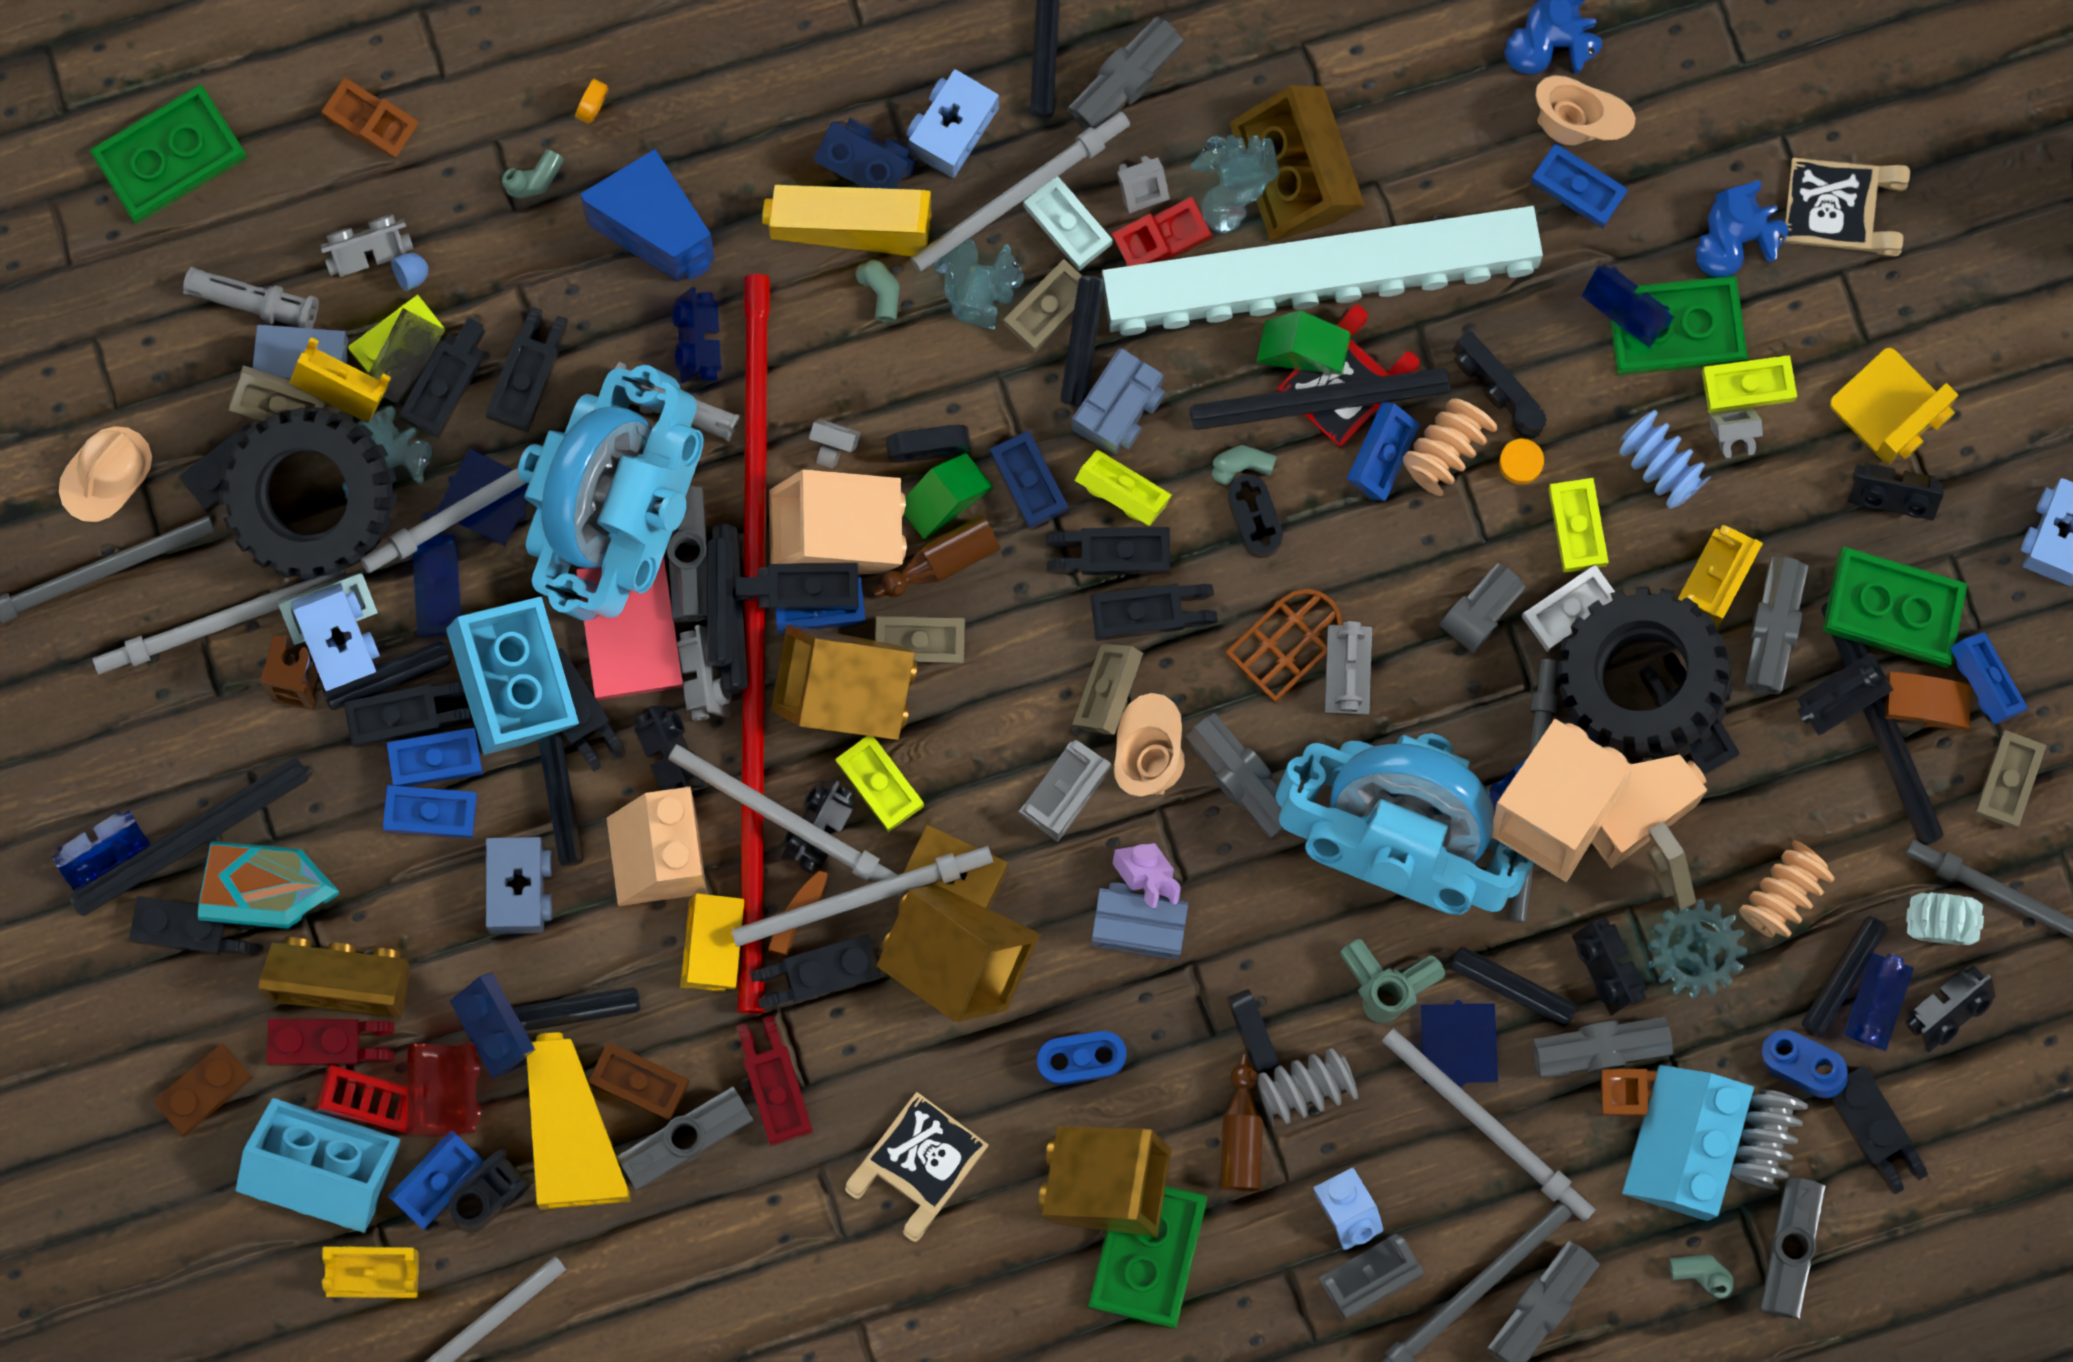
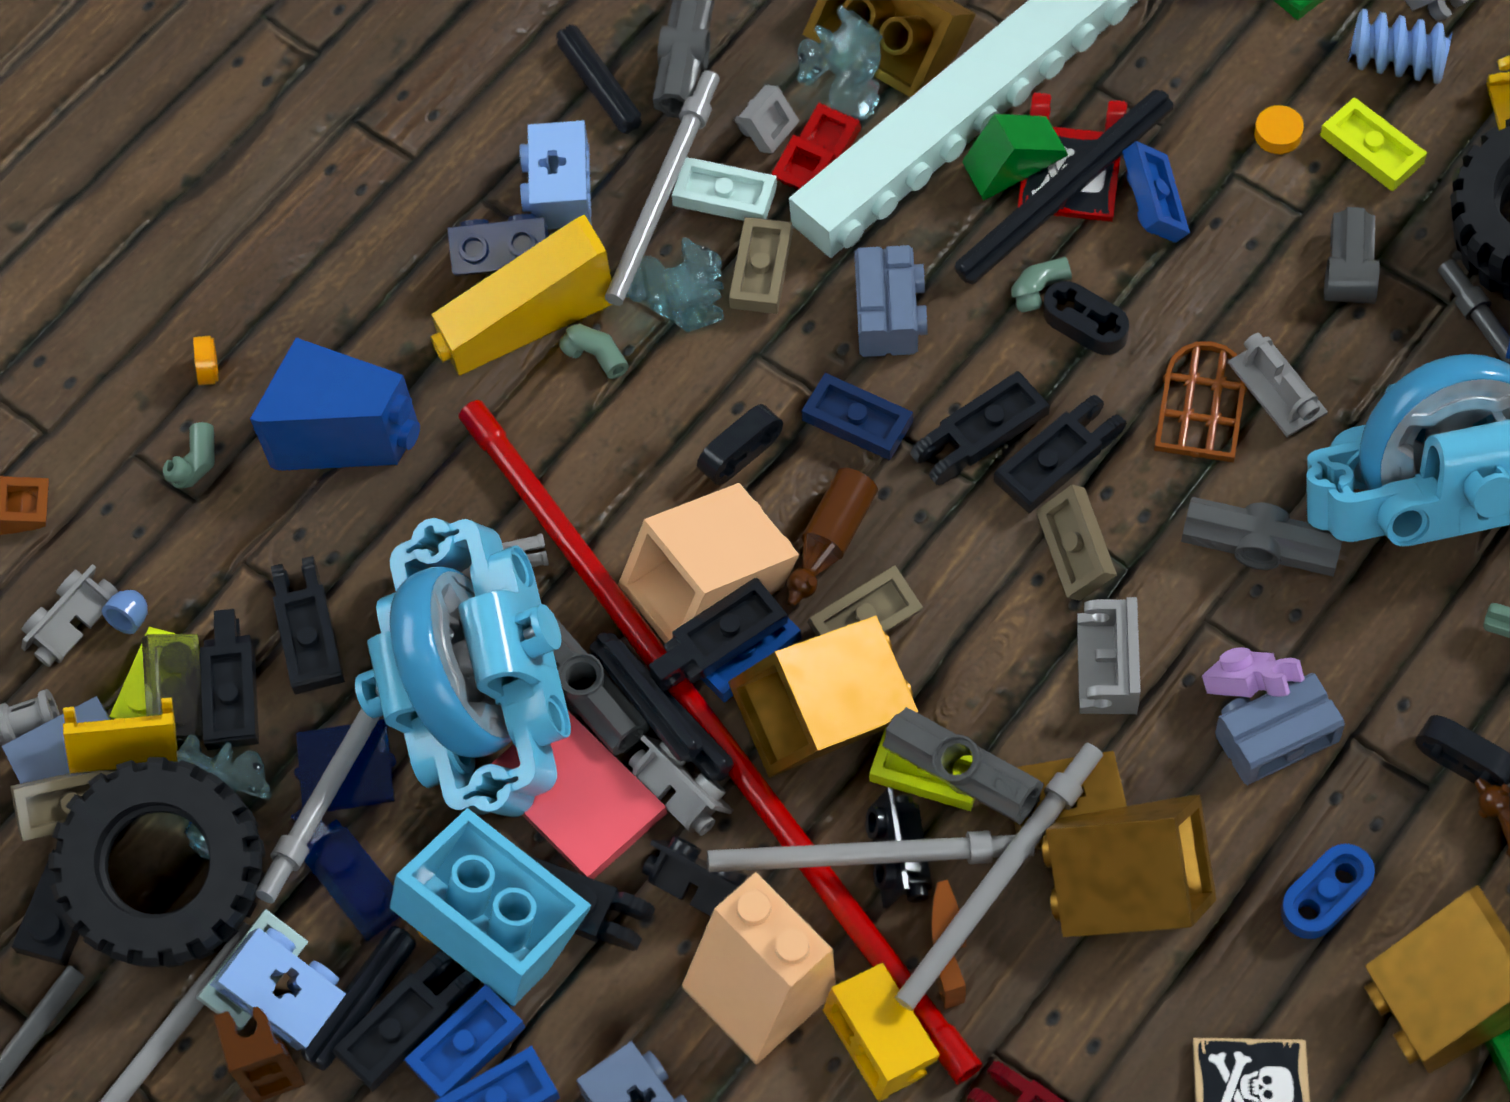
camera: 25 degrees left, 15 degrees down
(560, 800) = (624, 999): black axle -> none
(694, 316) = (437, 480): clear blue hinge -> none
(821, 971) = (1010, 983): black hinge -> none
(833, 440) = (647, 494): light grey tile -> none
(904, 824) = (987, 779): none -> dark grey piece
(944, 495) = (788, 480): green slope -> none
(1082, 340) = (815, 271): black axle -> none
(1123, 488) = (970, 367): neon yellow plate -> none
(1149, 746) = (1158, 560): light nougat piece -> none
(1445, 443) = (1208, 150): light nougat piece -> none
(1501, 386) = (1210, 78): black hinge -> none
(1554, 615) = (1424, 213): white plate -> none

